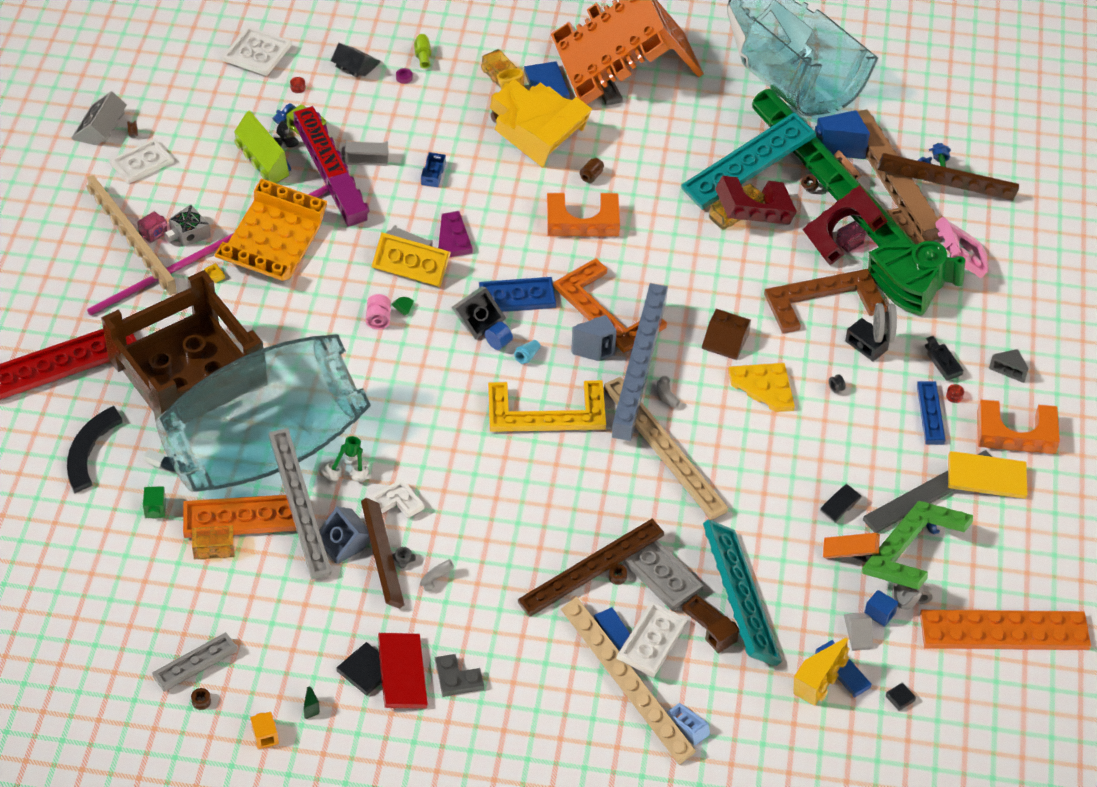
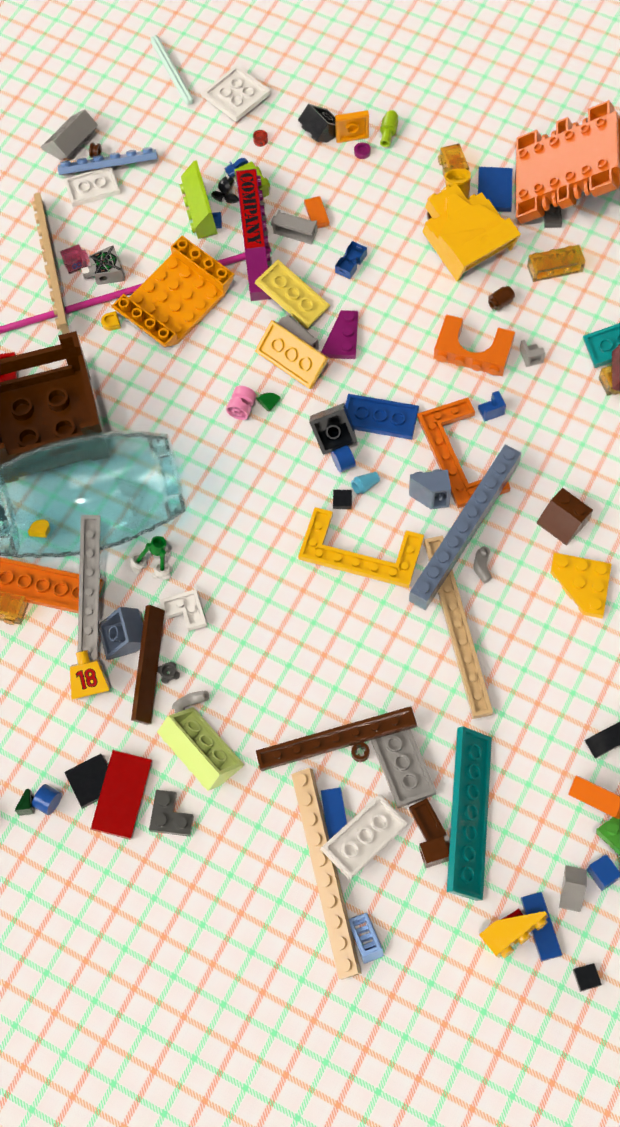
camera: 25 degrees right, 15 degrees up
(142, 136) = (101, 162): none -> medium blue plate
(181, 43) = (171, 69): none -> light aqua axle
(222, 464) = (39, 528): none -> yellow tile
(326, 577) = (87, 676): none -> yellow torso
(330, 693) = (46, 799): none -> blue piece
(380, 134) = (316, 211): none -> orange tile
(388, 55) = (352, 126): none -> light orange tile
(389, 208) = (292, 294): none -> light yellow tile
(462, 611) = (199, 748): none -> yellowish green slope
(511, 371) = (342, 499): none -> black tile
(623, 263) = (493, 408): none -> blue panel
(630, 131) = (556, 263): none -> clear yellow brick
(639, 211) = (531, 354): none -> light grey panel

